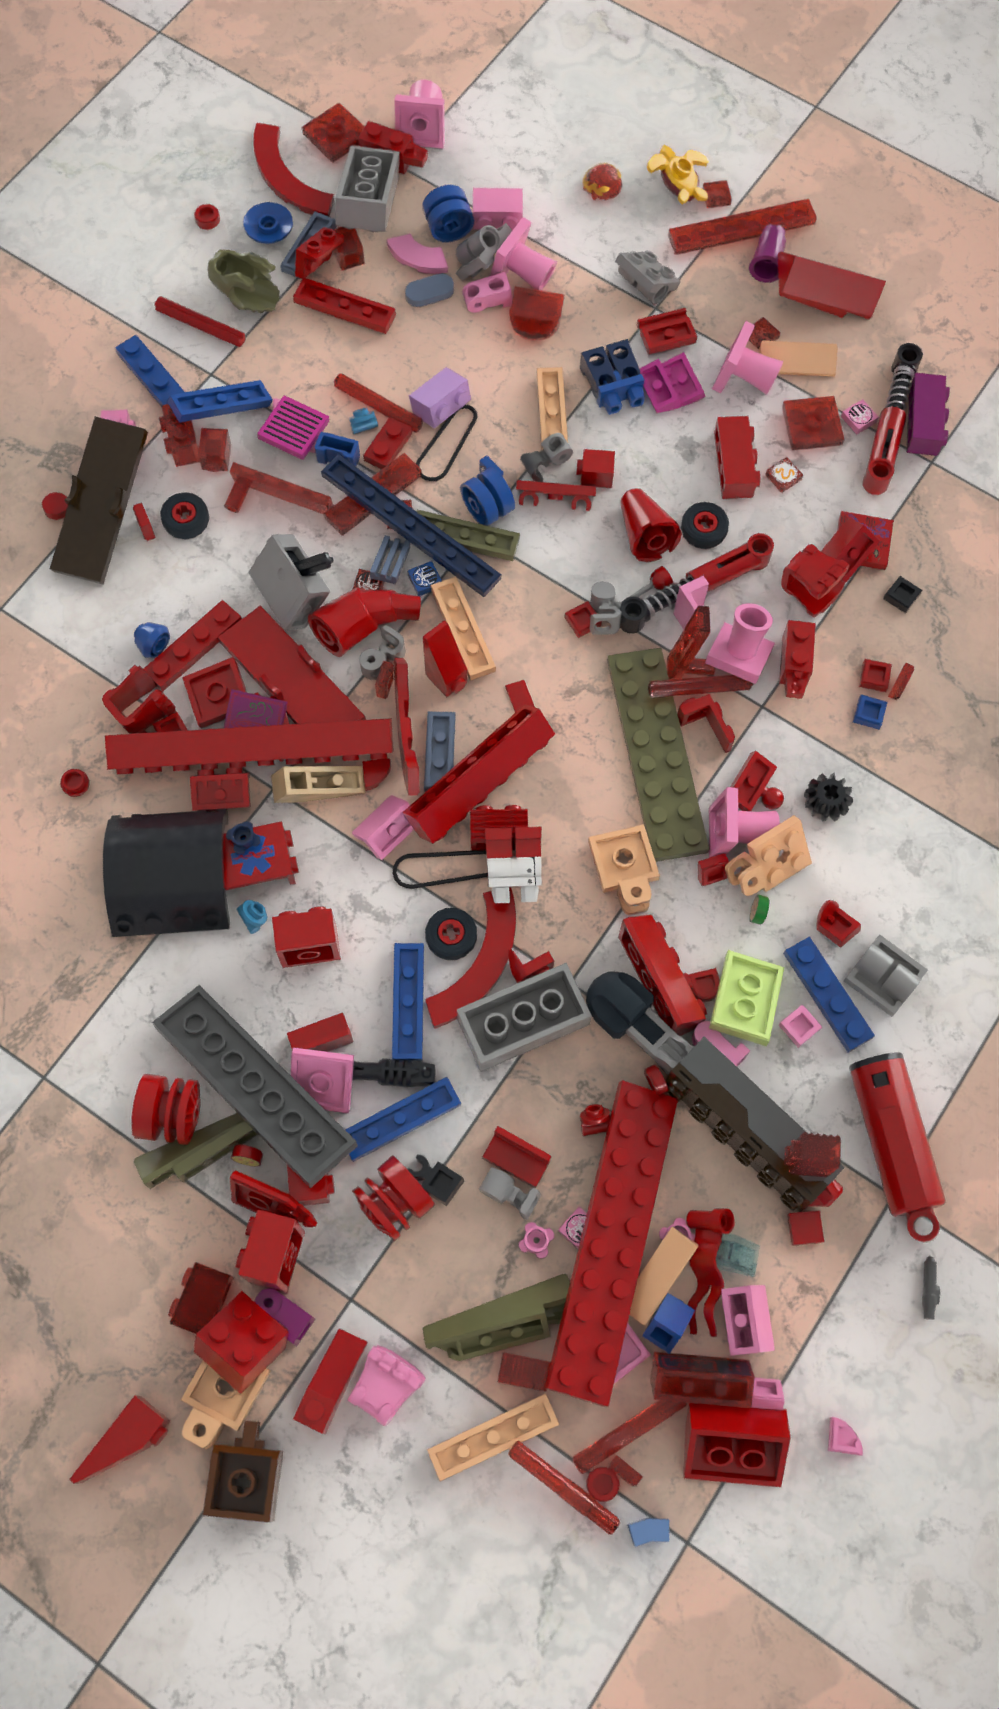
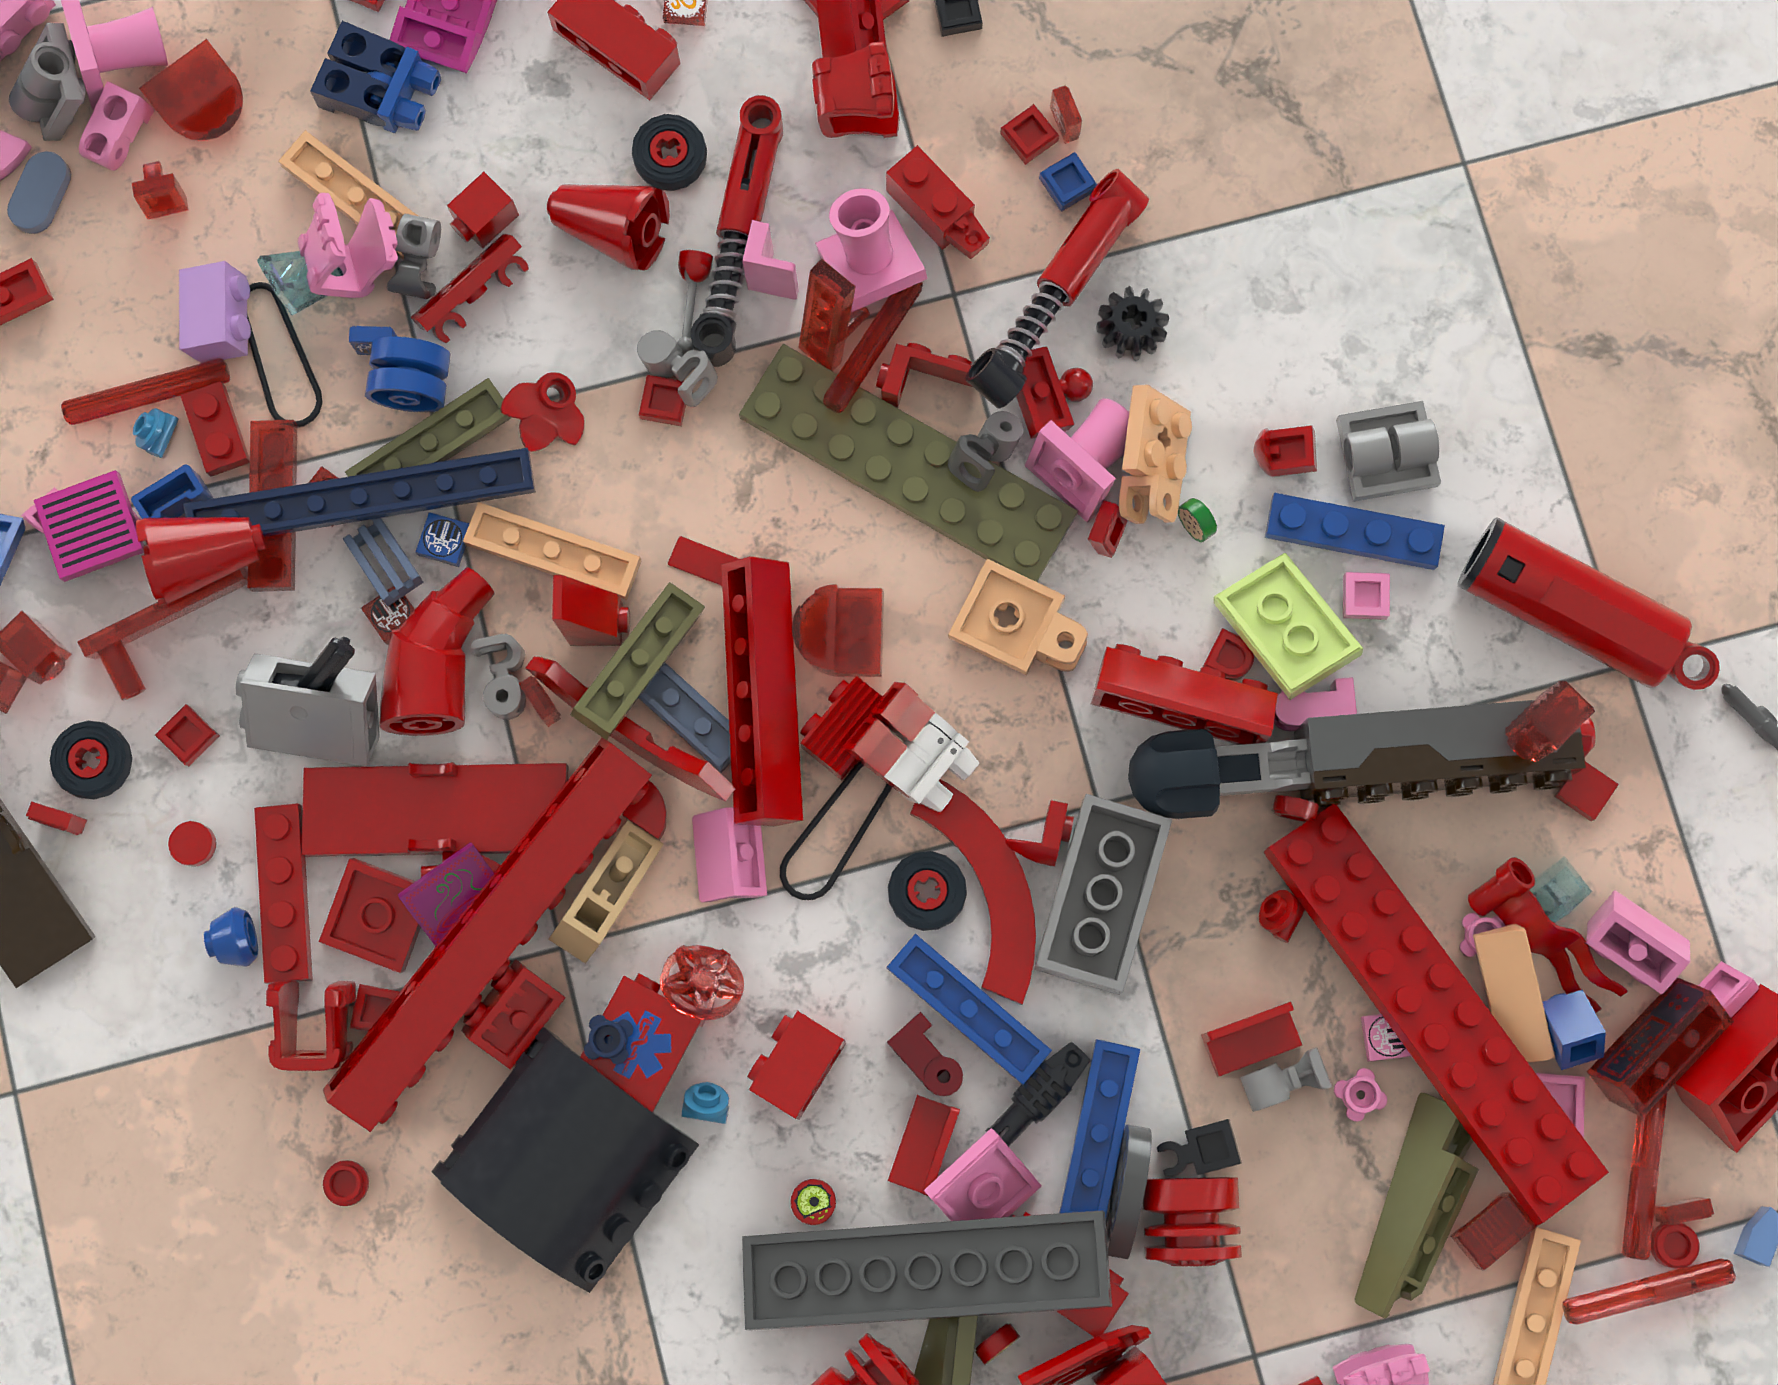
camera: 45 degrees left, 10 degrees up
(182, 588) = (192, 843): none -> red tile
(232, 546) = (187, 735): none -> red tile
(246, 1006) = (813, 1201): none -> tile
(311, 862) = (702, 982): none -> clear red wheel
(317, 471) = (195, 552): none -> red cone
(363, 1000) = (937, 1073): none -> dark red leg
(373, 1157) = (1128, 1190): none -> dark grey piece
(442, 703) = (637, 661): none -> olive plate
(474, 333) = (159, 193): none -> clear red tile
(491, 420) = (288, 279): none -> clear light blue slope
(521, 435) = (360, 261): none -> bright pink piece
(523, 572) = (541, 417): none -> red plate
(544, 786) = (841, 631): none -> clear red slope
(706, 781) = (994, 443): none -> leg
(812, 744) = (1113, 207): none -> piece

